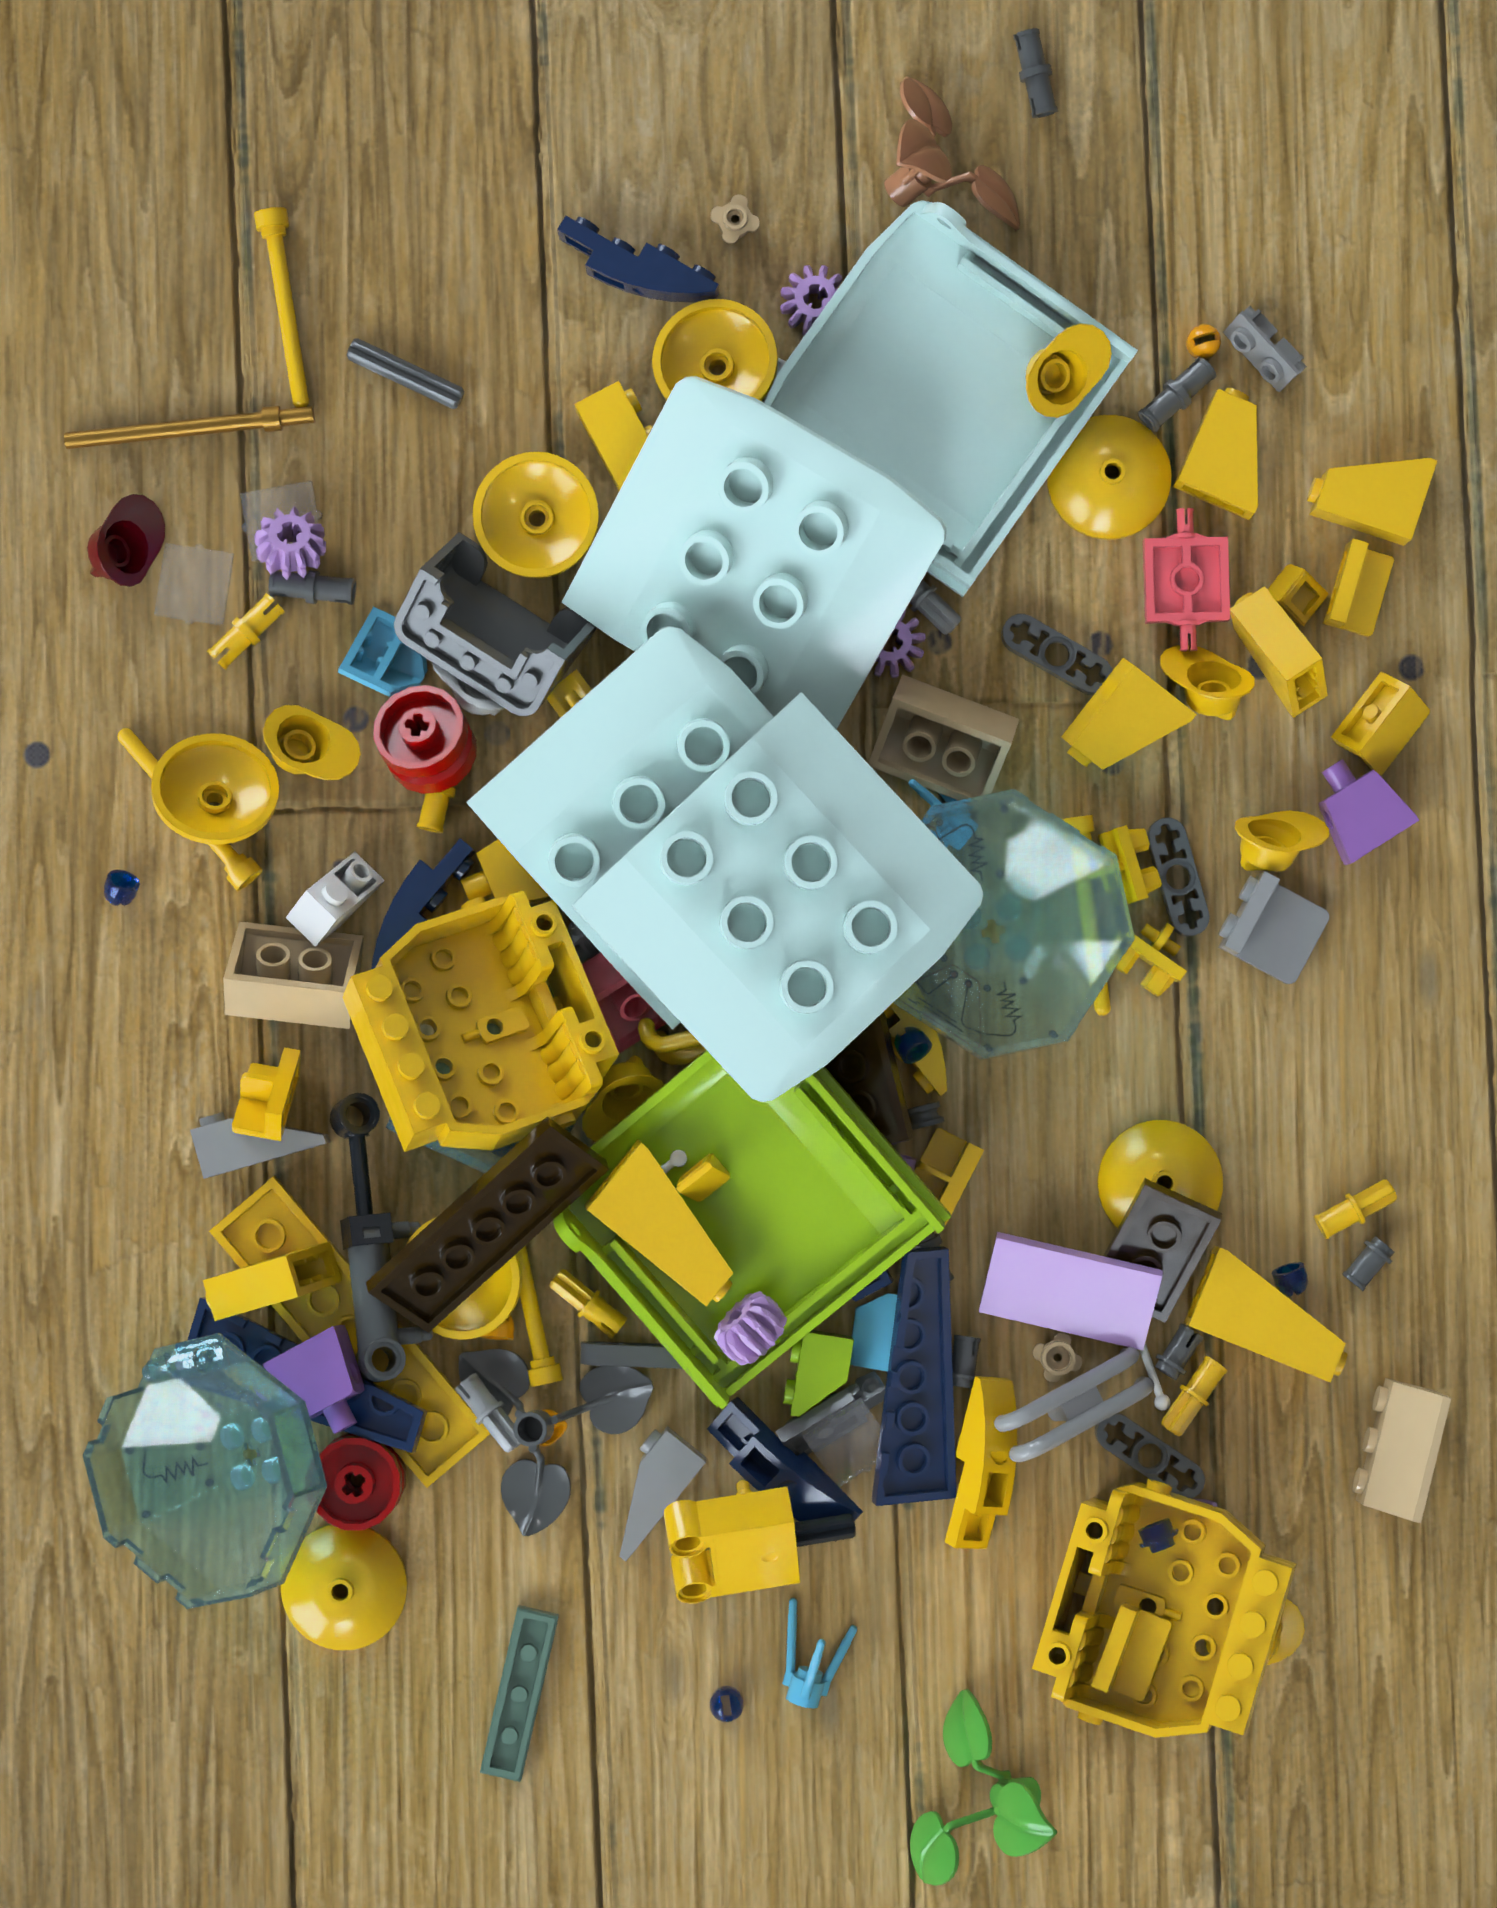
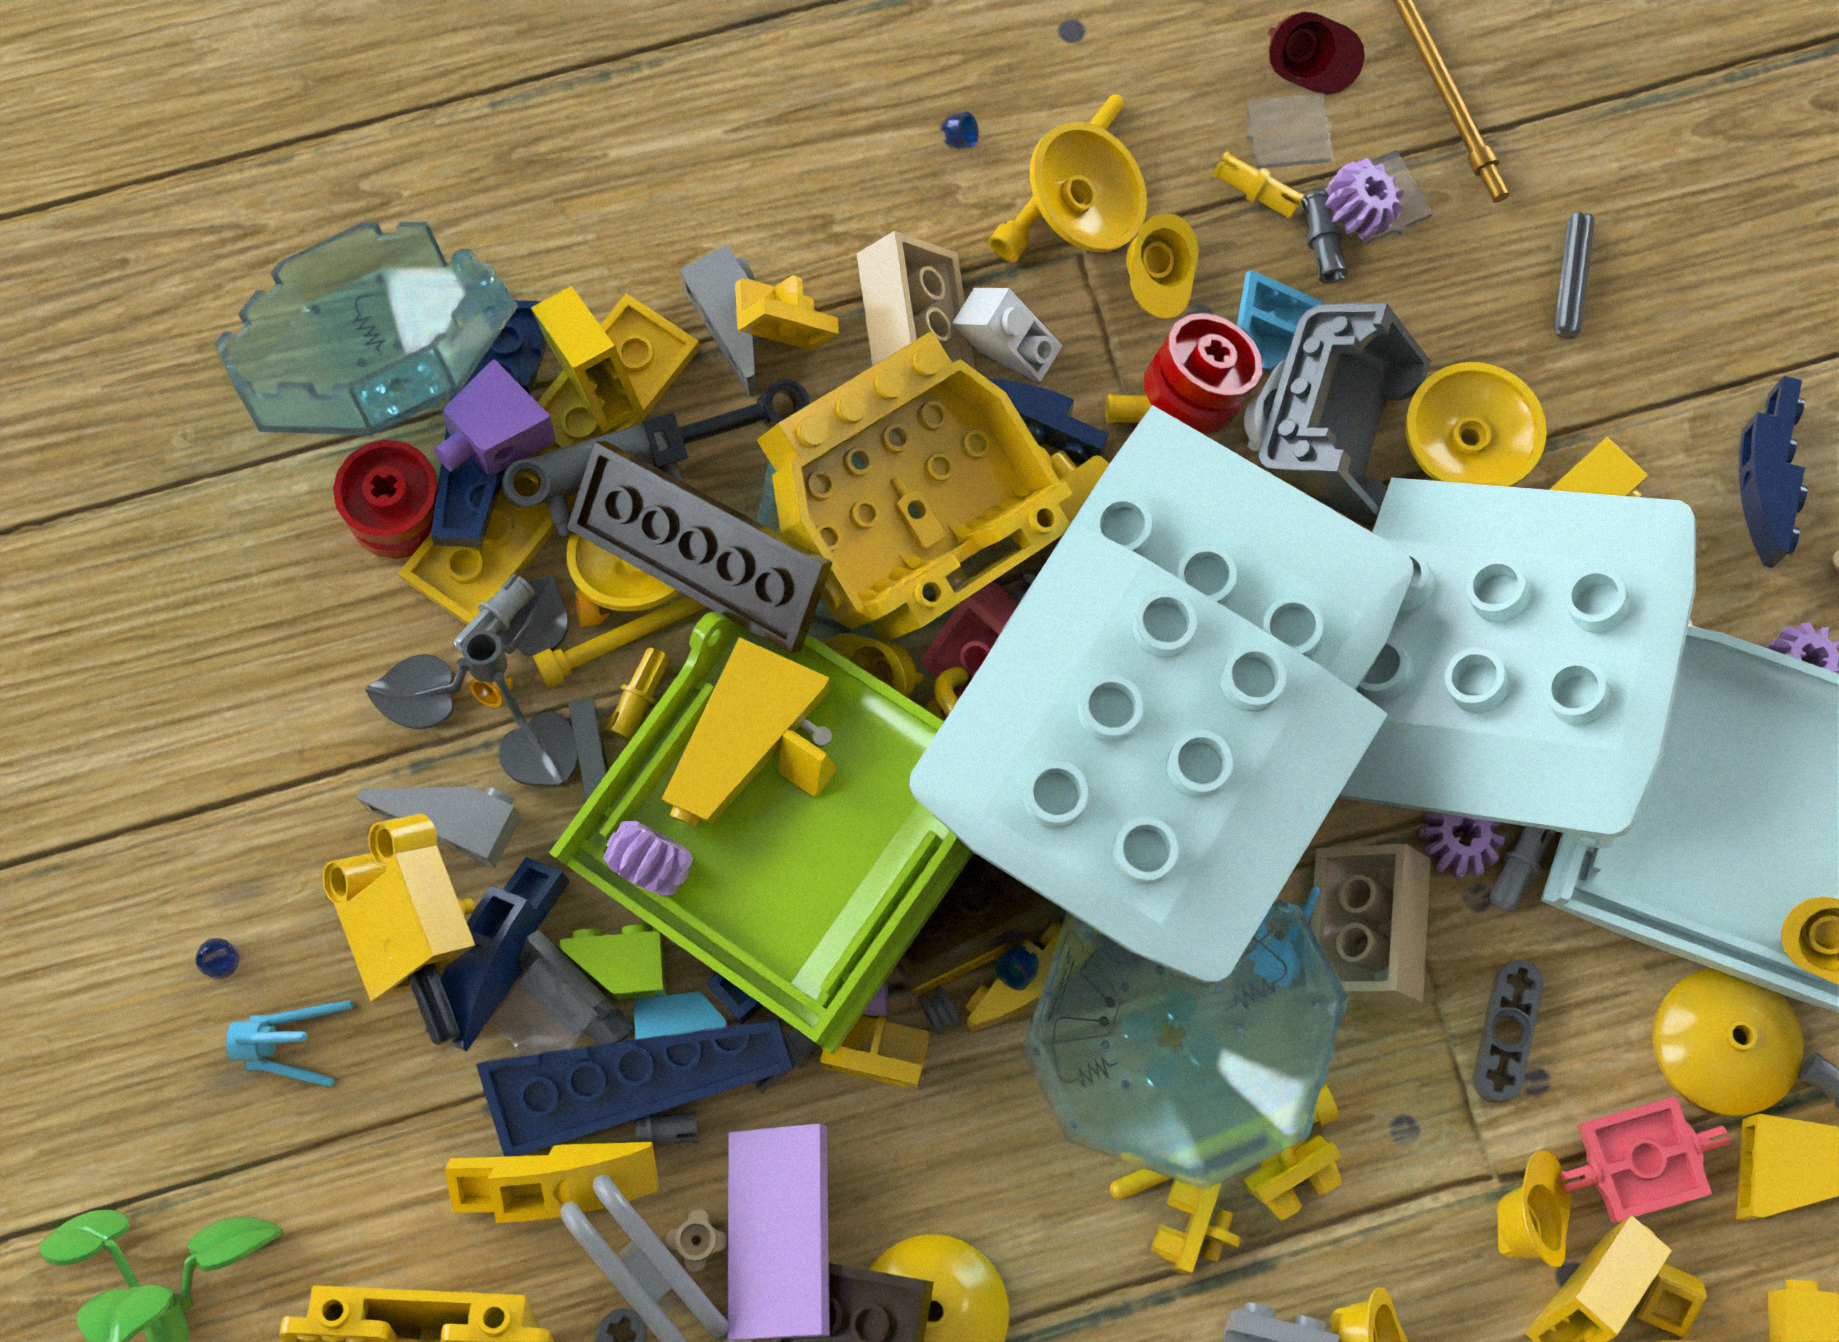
camera: 80 degrees right, 15 degrees down
(272, 225) = (1680, 113): yellow piece -> none
(369, 1570) = (289, 542): yellow dish -> none
(519, 1693) = (190, 729): sand green tile -> none
(713, 335) = (1732, 572): yellow dish -> none
(1124, 718) = (1465, 1124): yellow slope -> none
(1195, 904) = (1335, 1232): dark grey beam -> none

